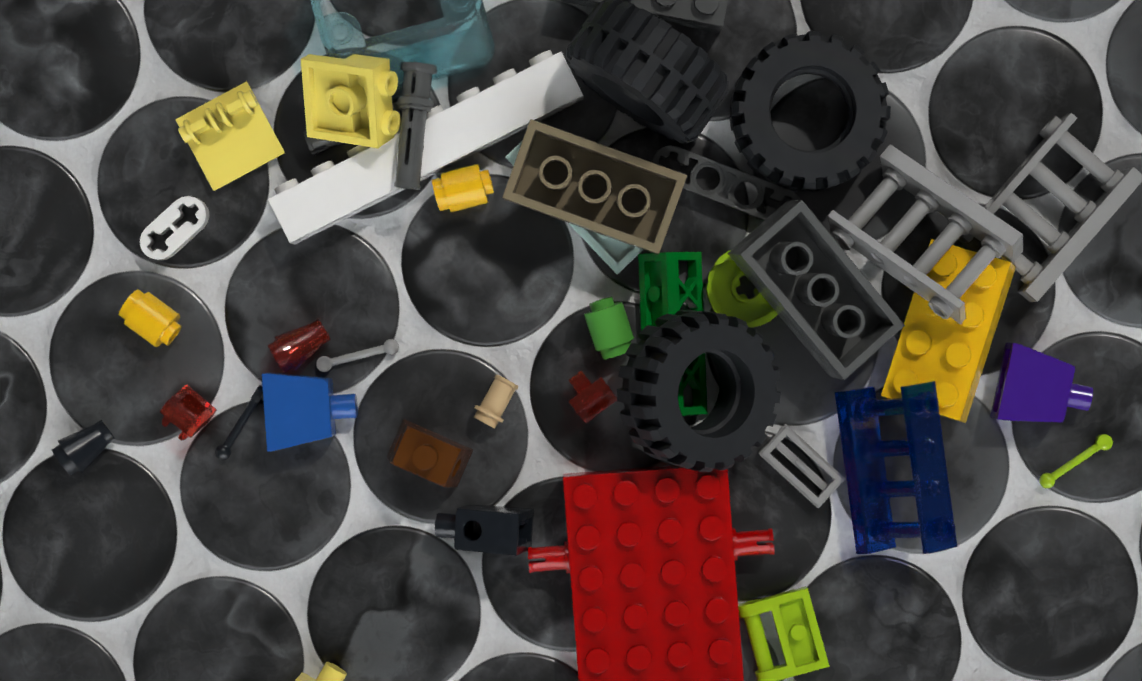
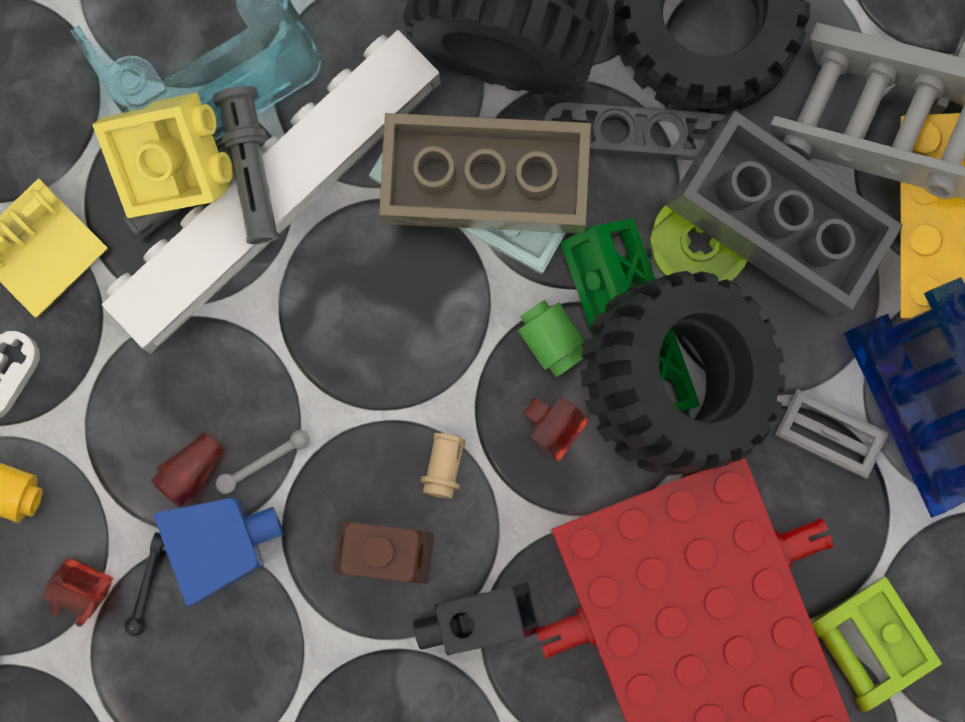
camera: 10 degrees left, 5 degrees down
(462, 188) = (329, 225): yellow brick -> none

